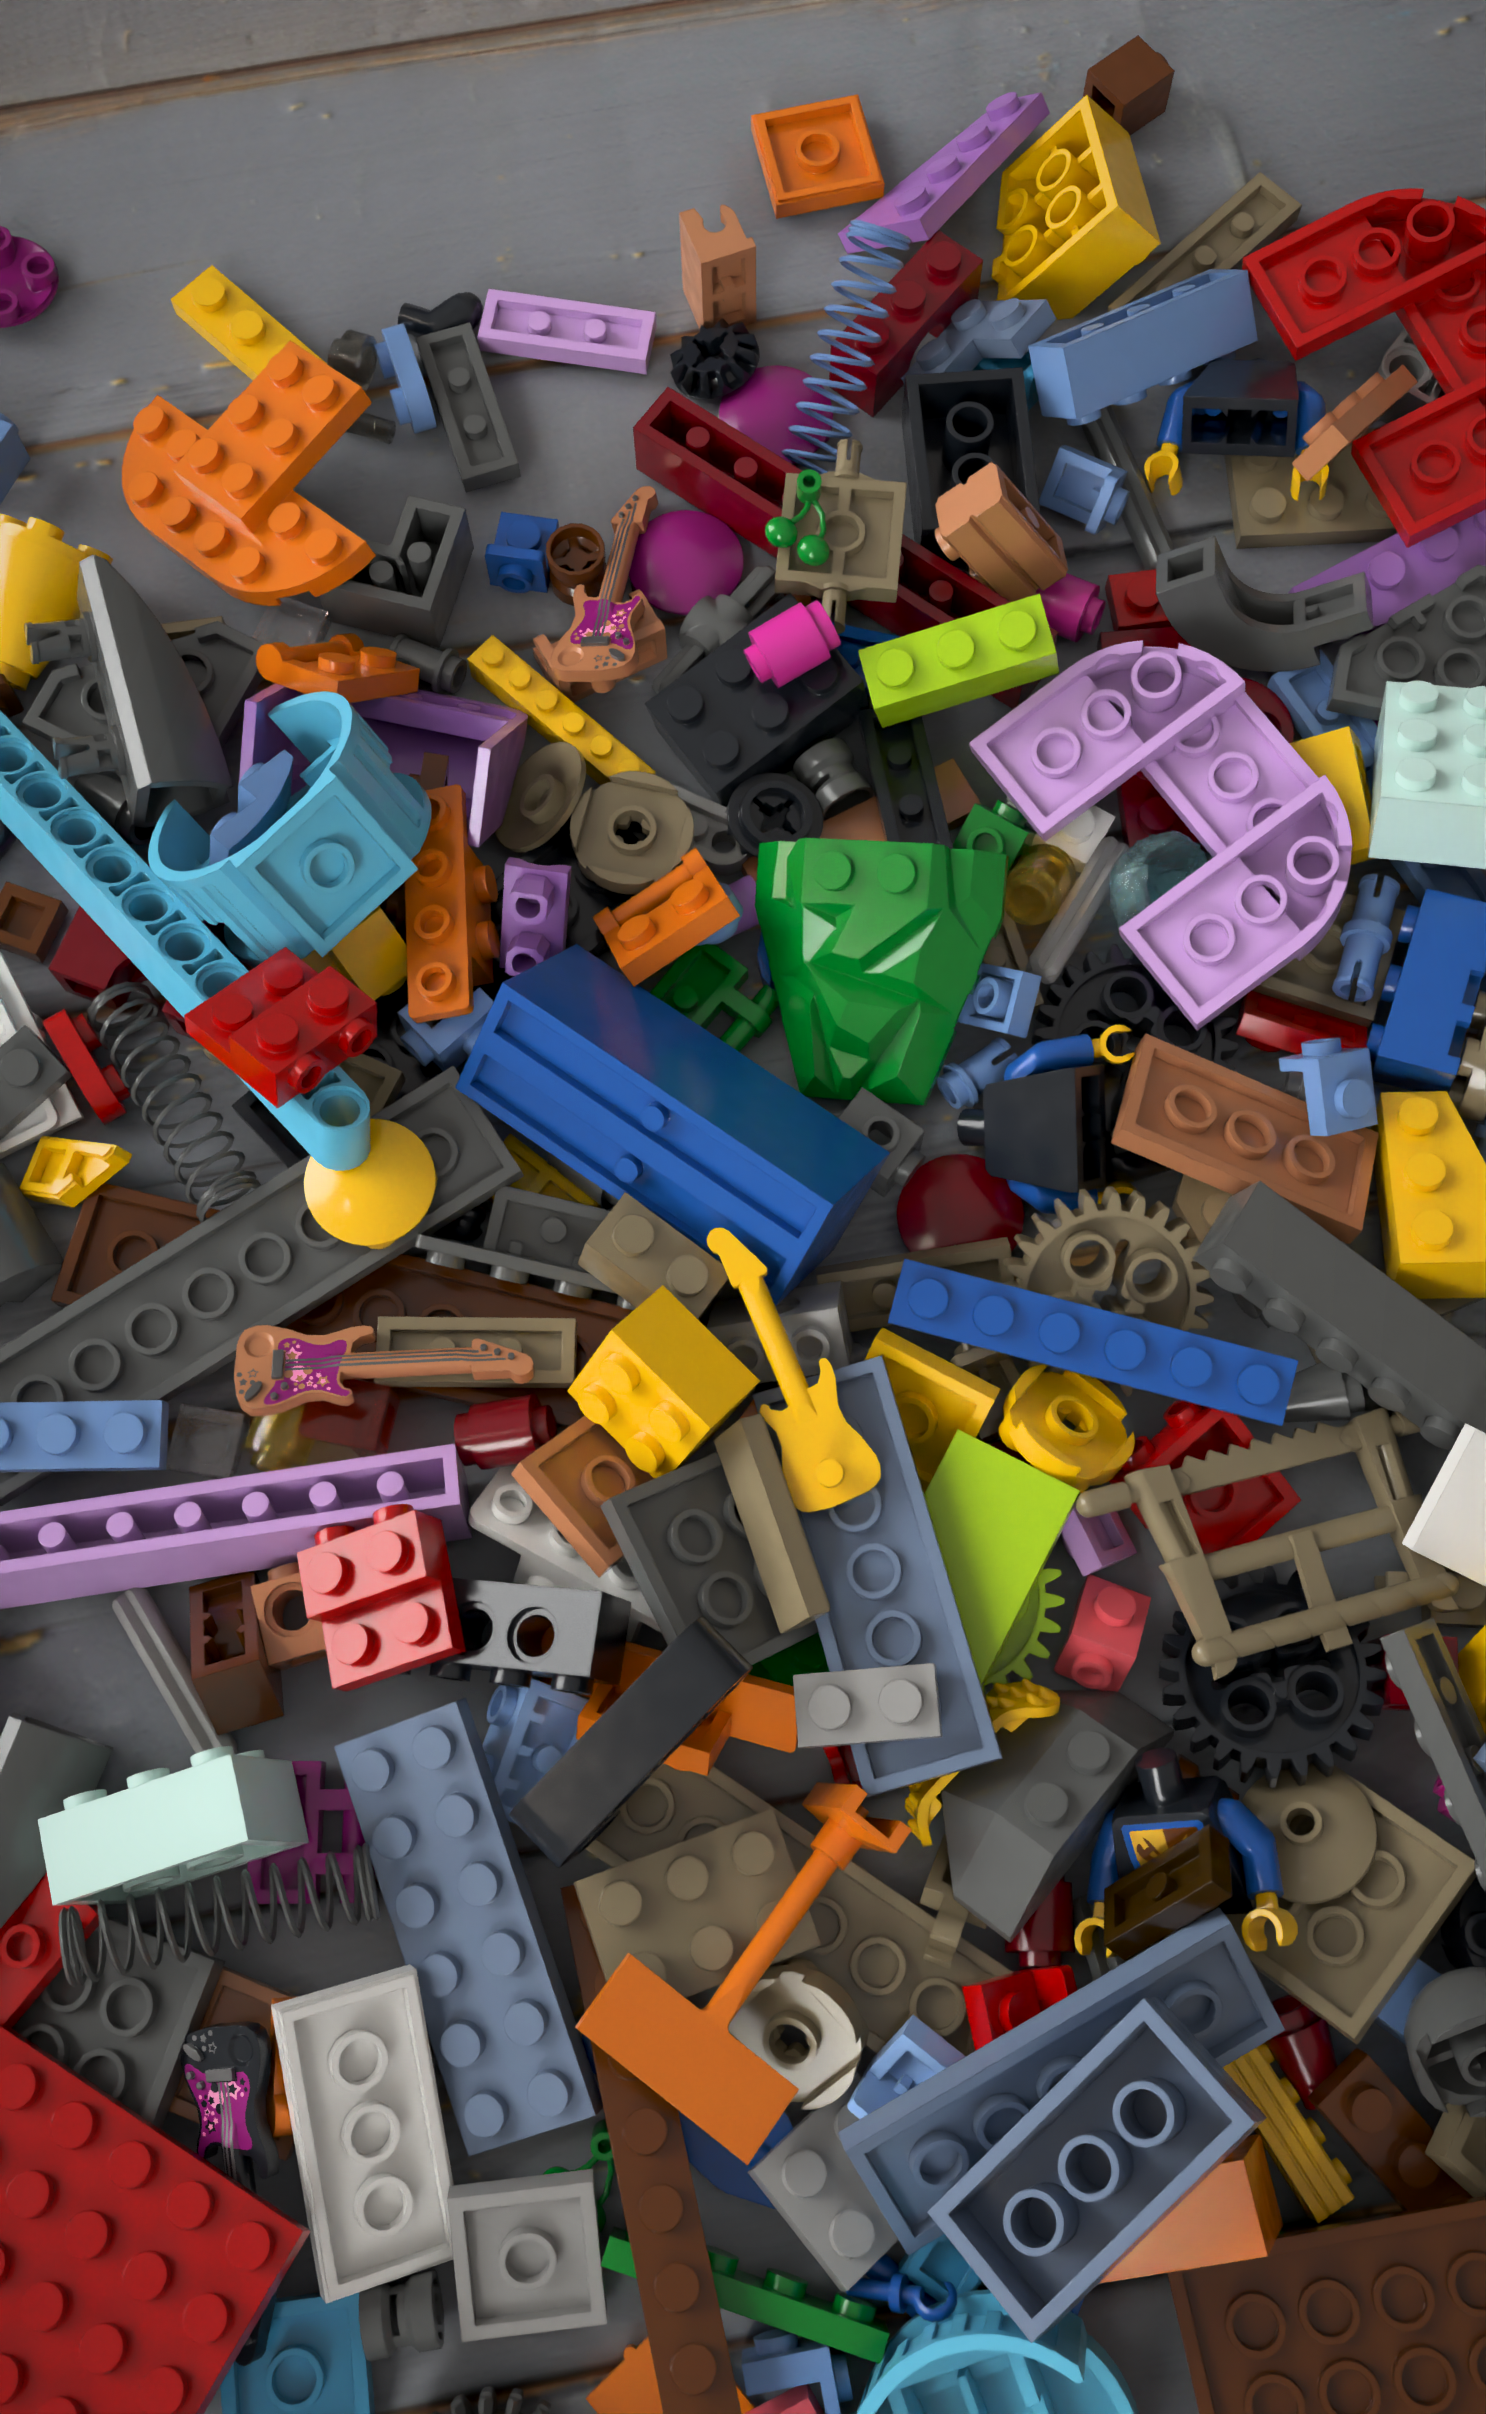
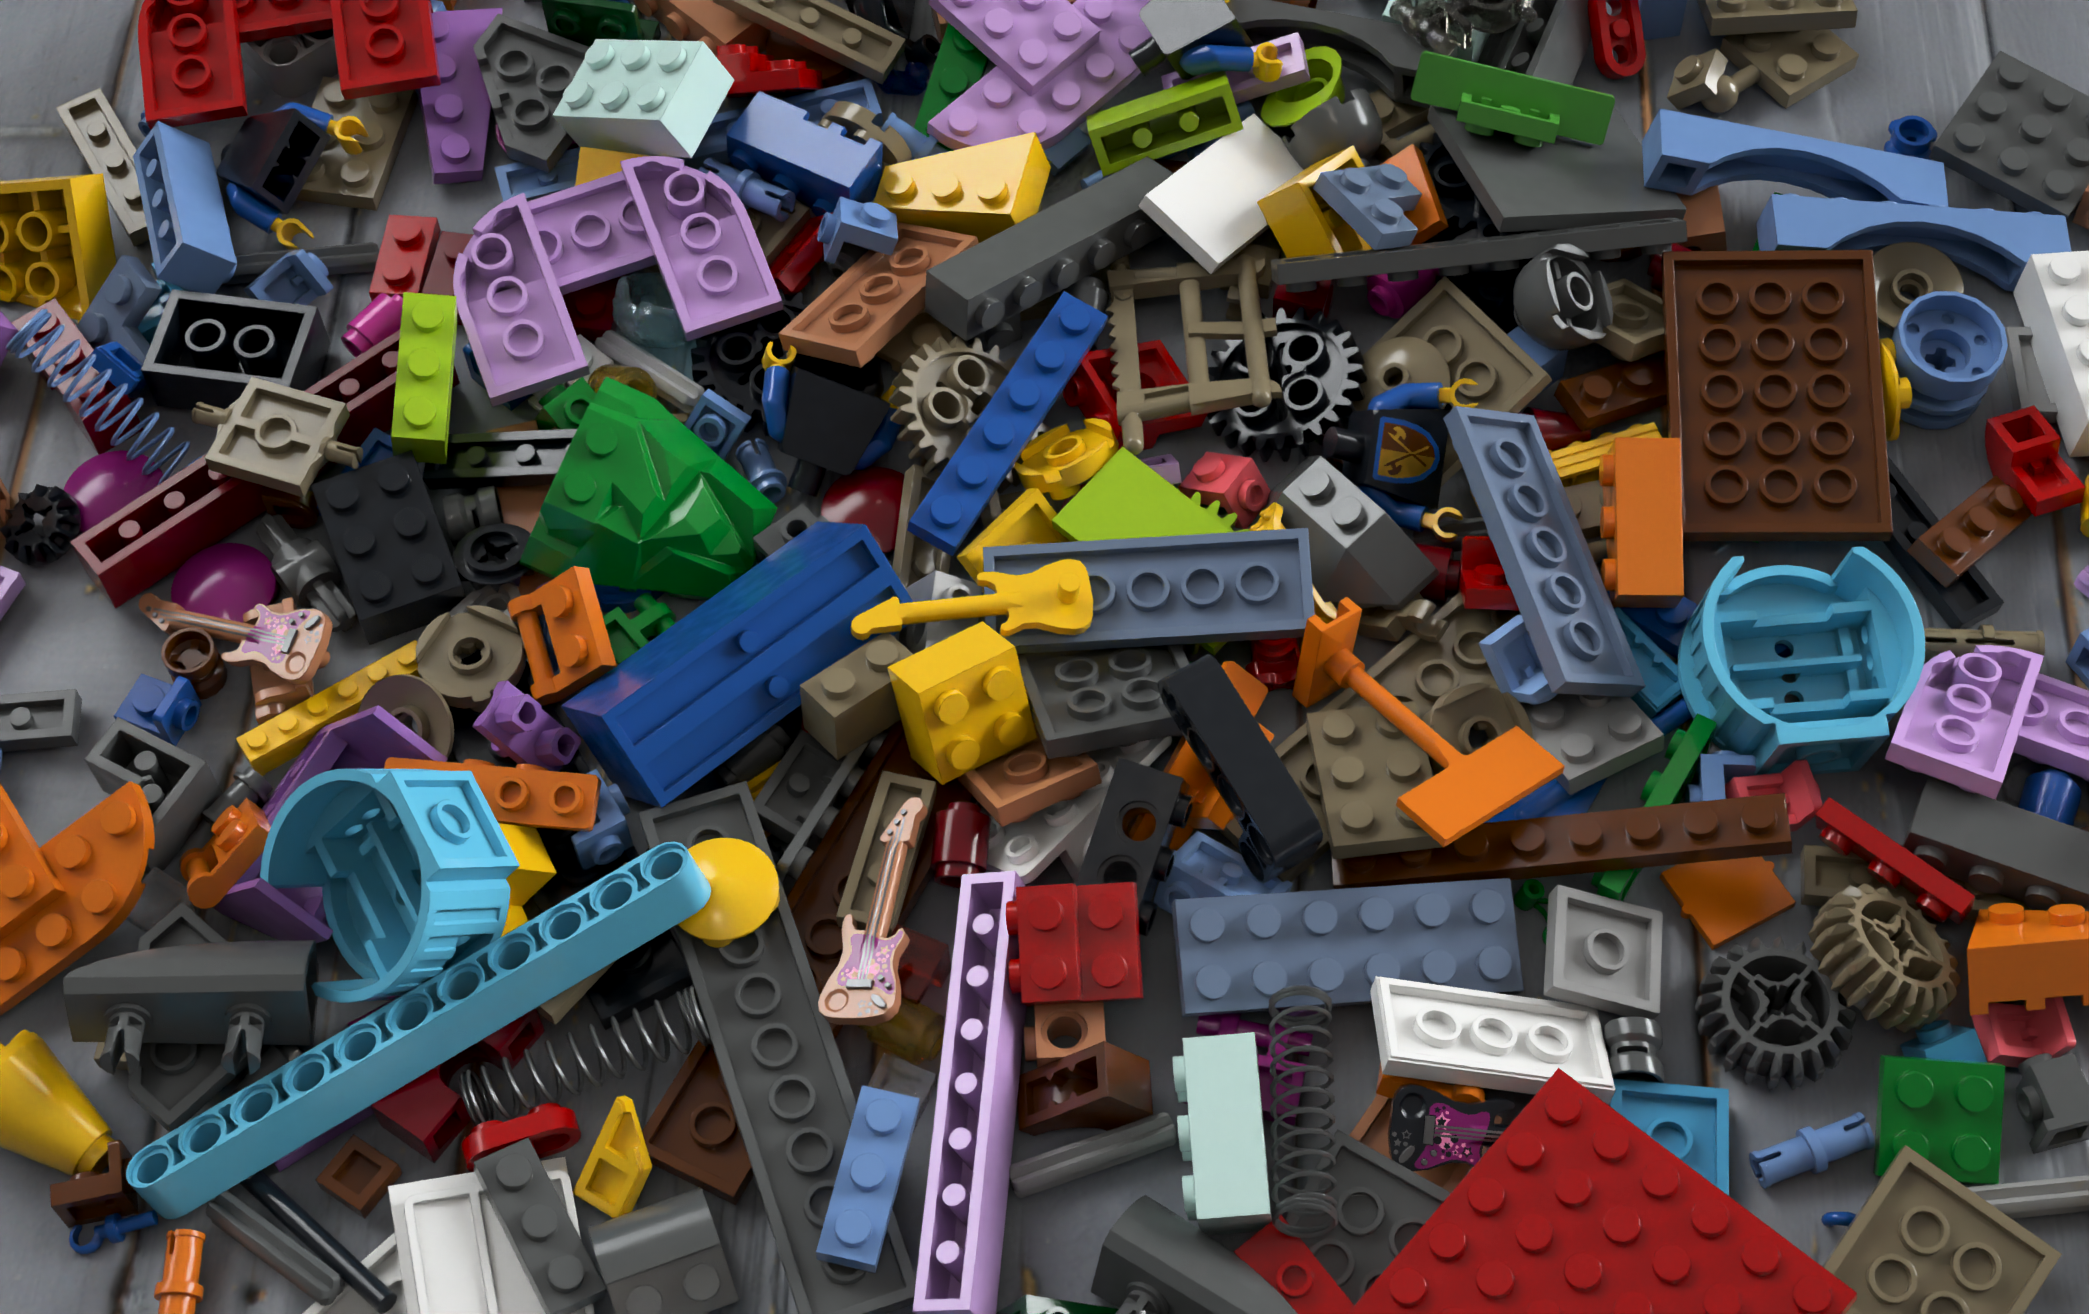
camera: 75 degrees left, 15 degrees down
(261, 802) = (358, 911): medium blue slope -> none
(285, 1025) = (578, 891): red plate -> none
(771, 1524) = (1096, 645): dark tan tile -> none
(783, 532) = (263, 465): green piece -> none
(791, 643) = (367, 478): dark pink brick -> none
(867, 1706) = (1249, 607): light grey plate -> none
(901, 2294) = (1672, 708): blue hand -> none
(907, 350) = (124, 366): none -> blue tile
(999, 535) = (322, 330): nougat brick -> none
(1095, 2166) = (1603, 518): sand blue brick -> none
(1167, 1892) = (1426, 452): dark brown plate -> none
(1253, 626) = (465, 193): dark grey arch -> none
(1351, 419) = (323, 85): nougat plate -> none

